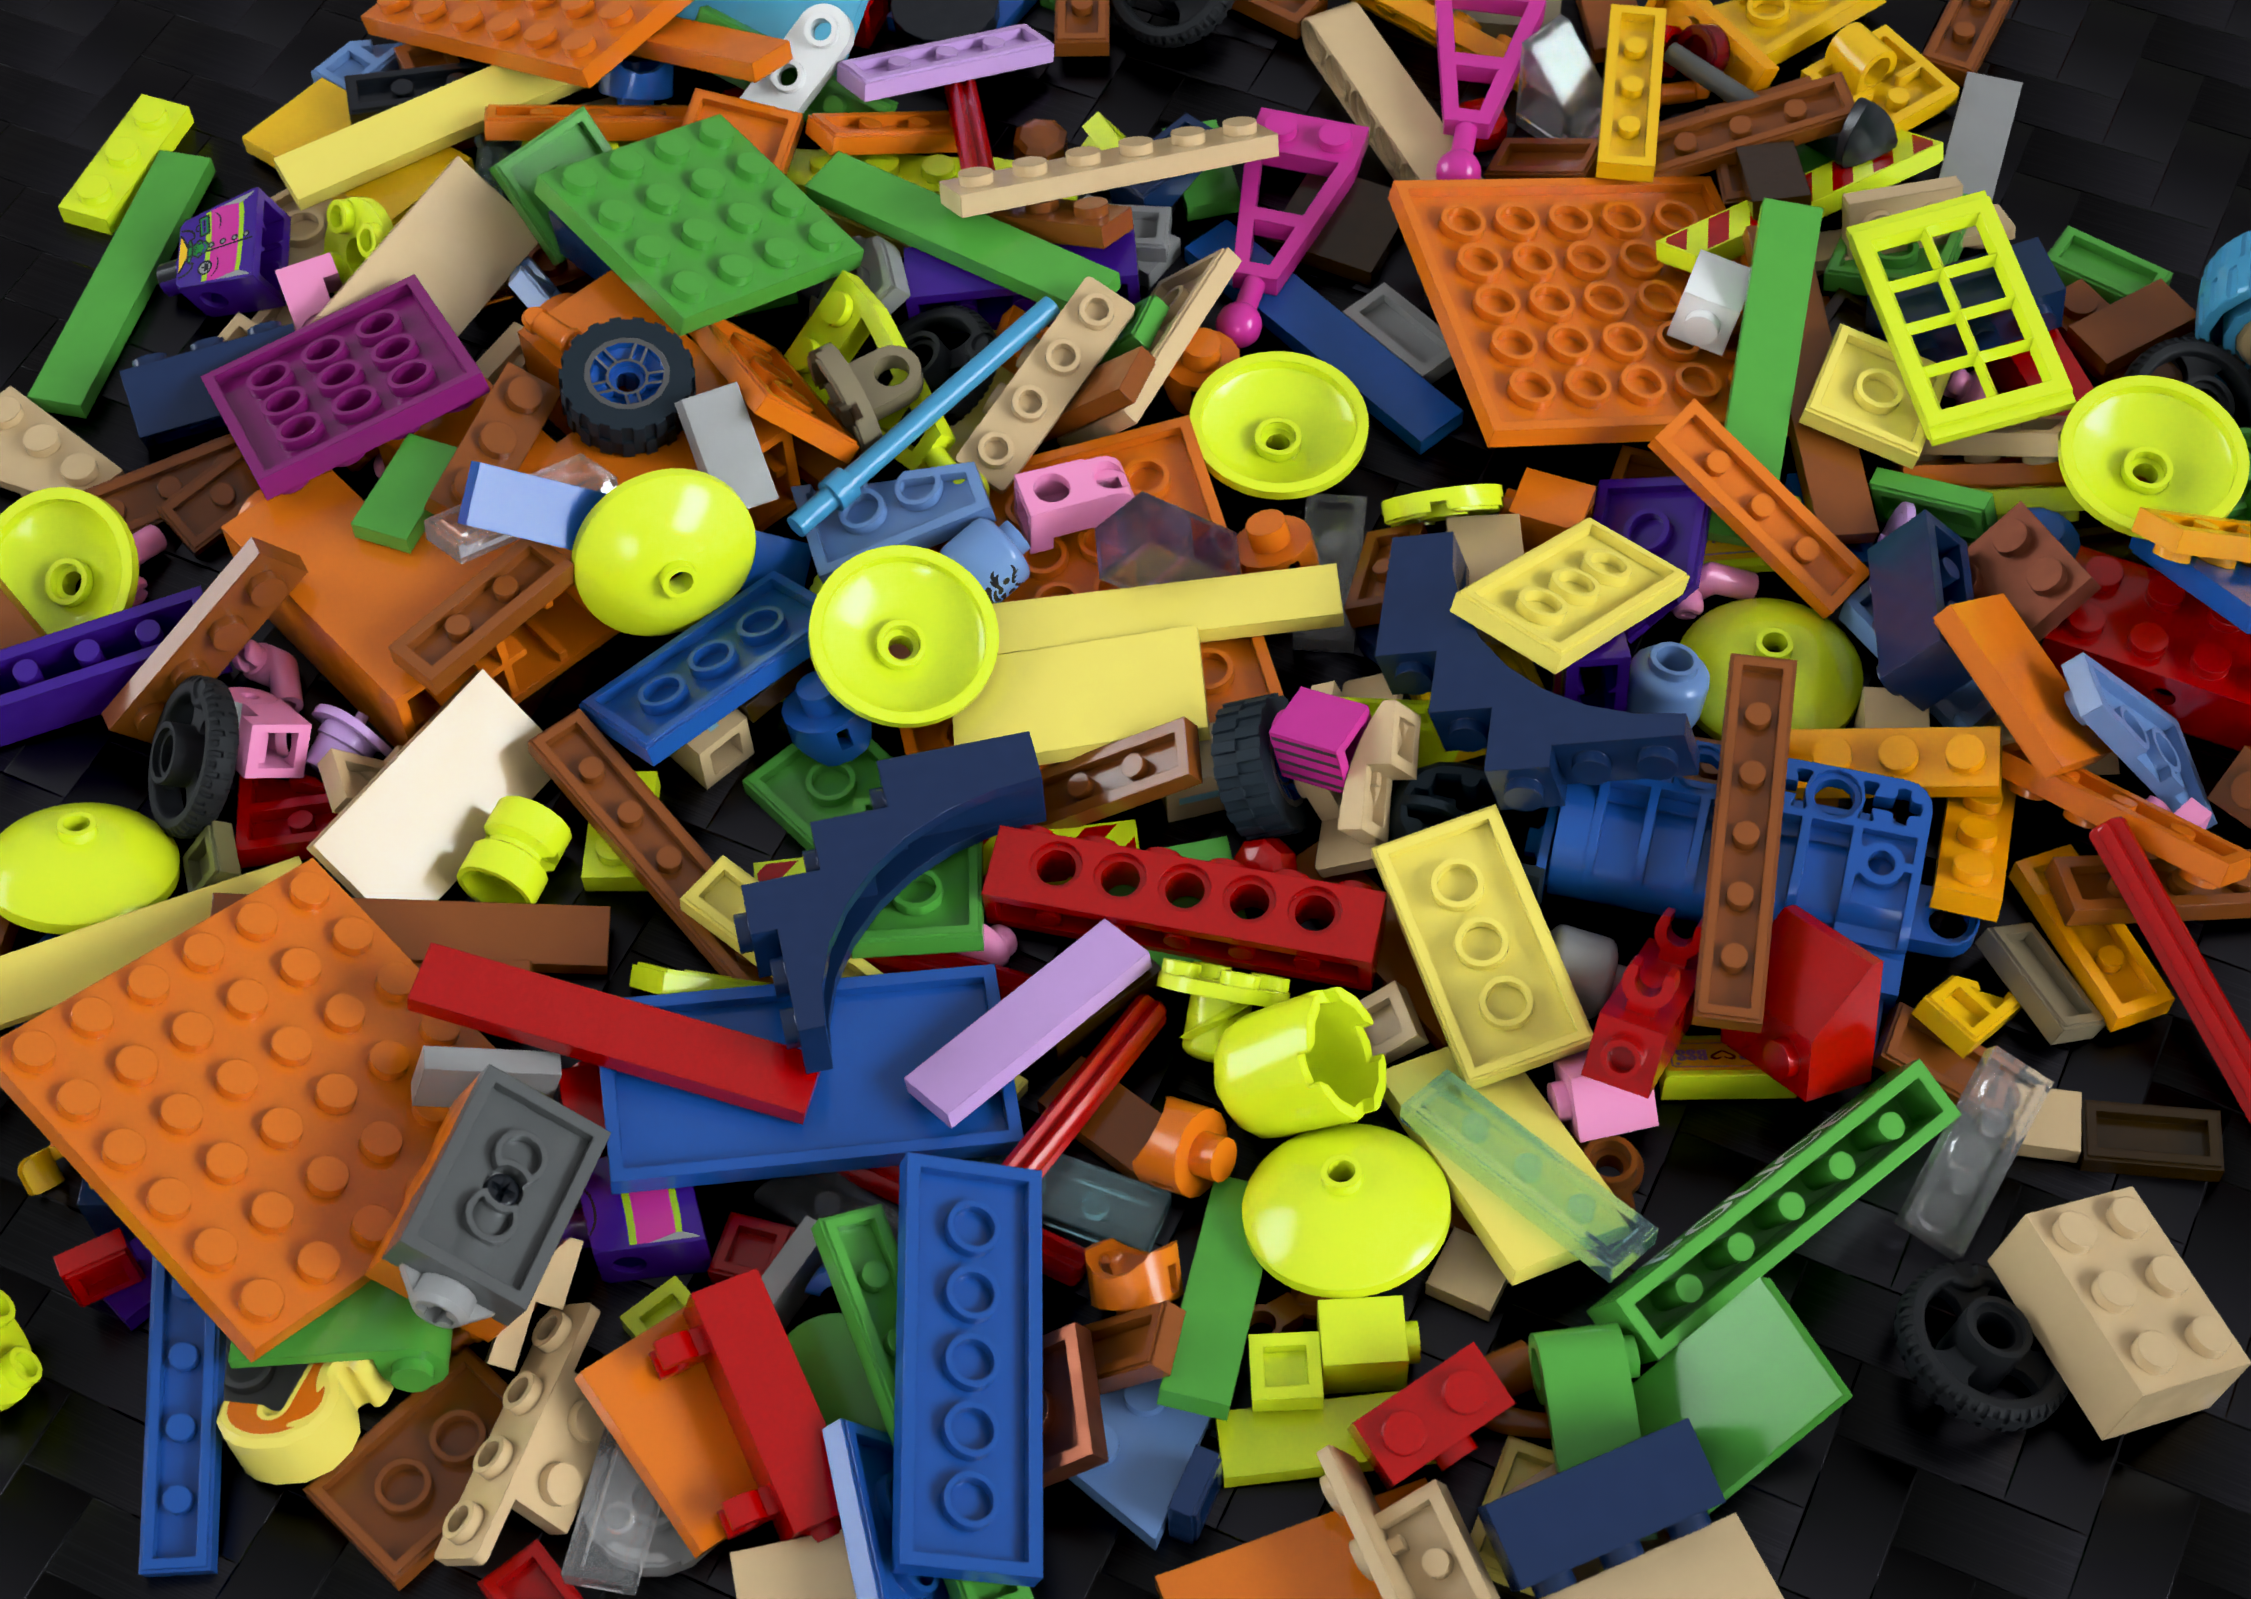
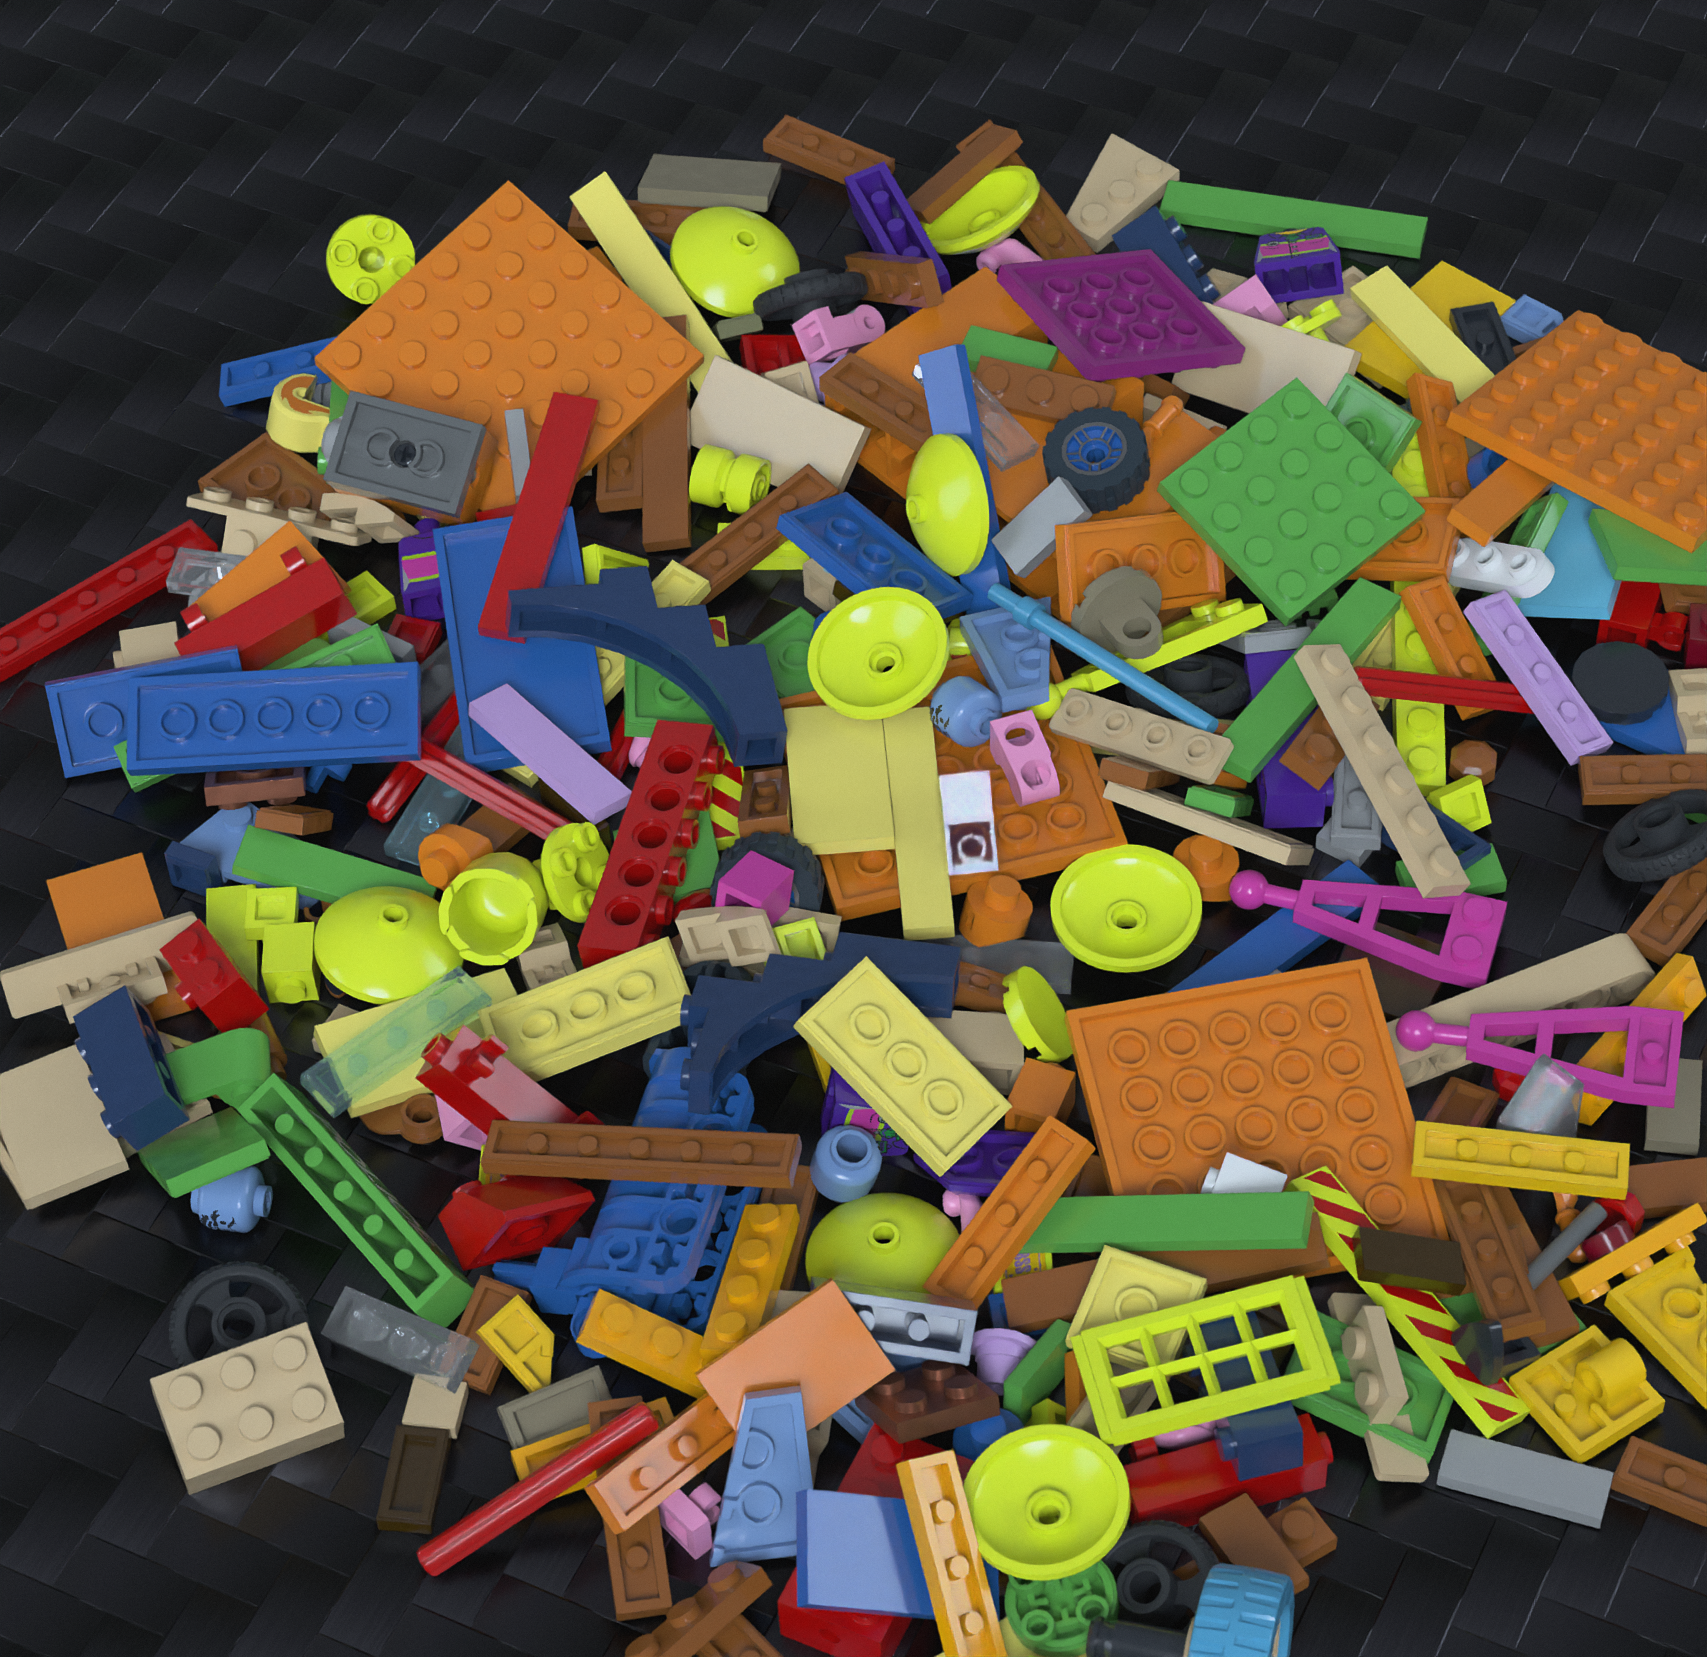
camera: 90 degrees right, 5 degrees down
(120, 166) = (1446, 209): neon yellow plate -> none
(1132, 1278) = (345, 833): orange piece -> none
(1591, 965) = (592, 1089): light grey head -> none
(2102, 266) = (1354, 1568): bright green tile -> none

